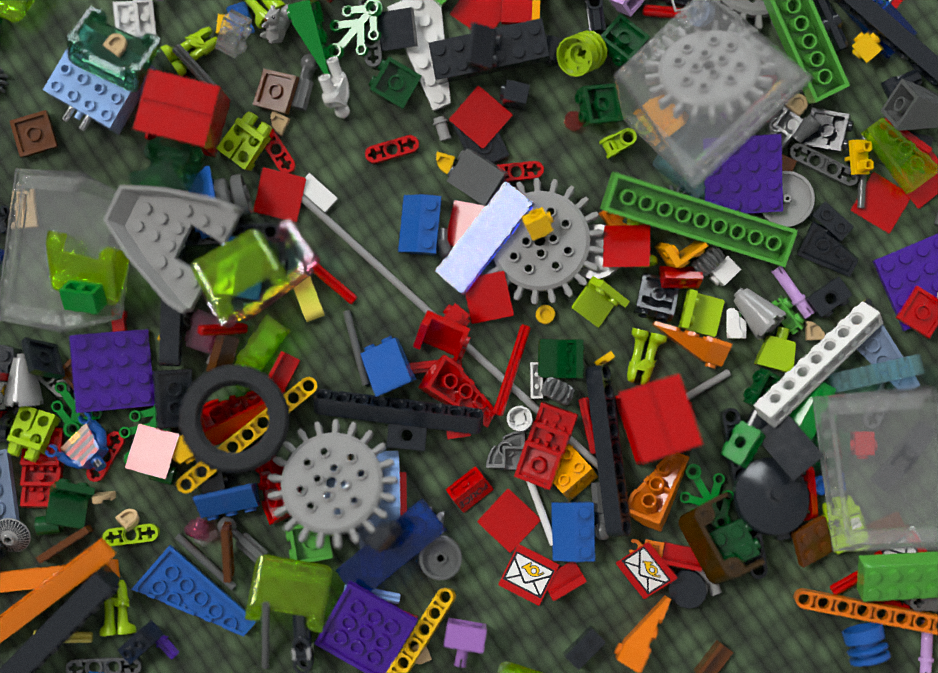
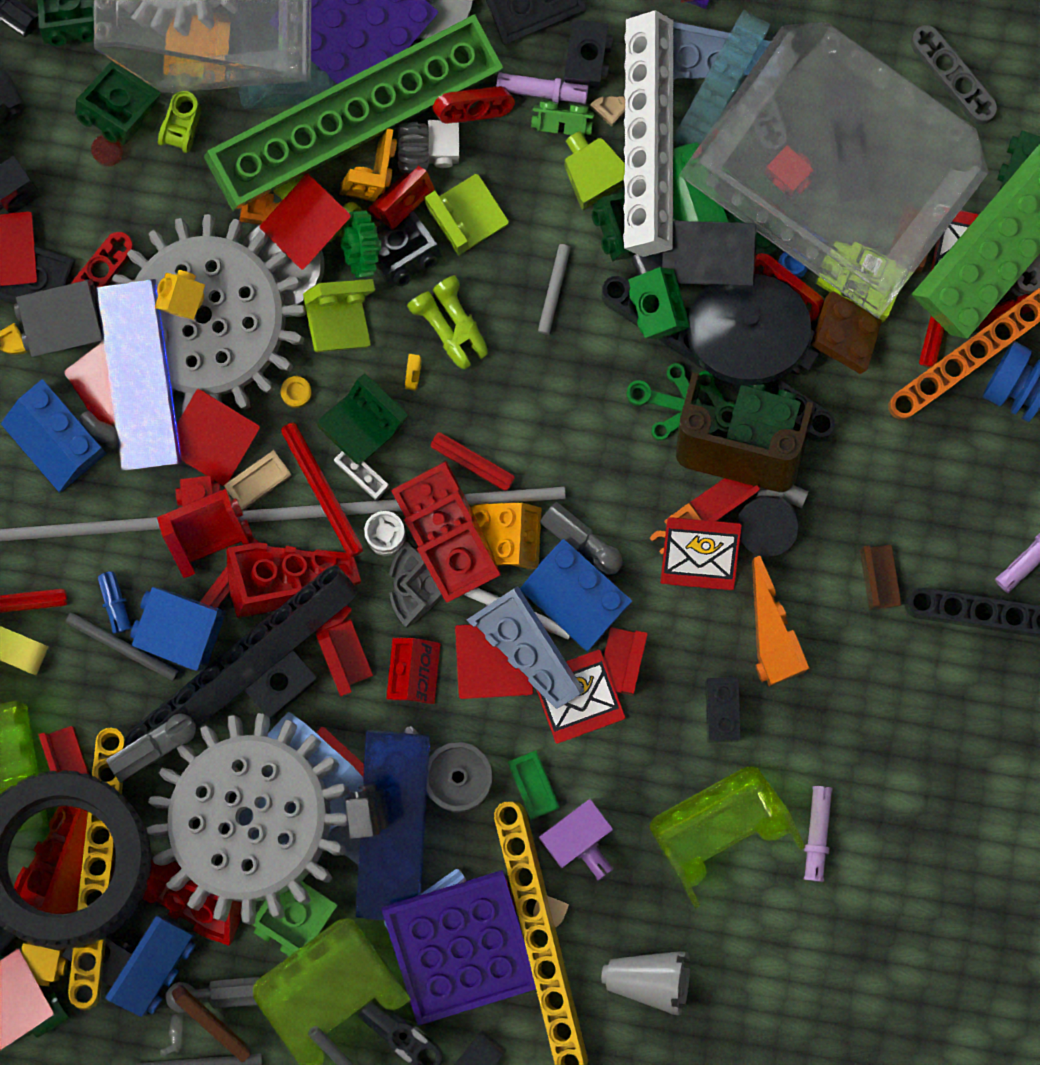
camera: 45 degrees left, 5 degrees down
(197, 529) = (151, 1036): clear pink cone -> none
(315, 406) = (152, 746): none -> dark grey piece
(372, 325) = (114, 602): none -> blue axle
(446, 452) = (344, 655): none -> red panel
(469, 592) = (533, 784): none -> green tile
(488, 336) = (258, 480): none -> tan tile
(530, 528) = (523, 639): none -> sand blue wing
(557, 391) = (396, 459): dark grey gear -> none
(573, 56) = (28, 77): lime wheel -> none
(608, 451) = (520, 465): black beam -> none
(640, 282) = (361, 244): none -> green gear
(655, 496) = (627, 467): orange wedge -> none
(658, 419) = (536, 372): red piece -> none
(705, 349) = (512, 246): orange wedge -> none
(735, 325) = (517, 187): white rock -> none
(754, 269) = (454, 106): none -> red beam
(758, 312) = (527, 147): light grey cone -> none

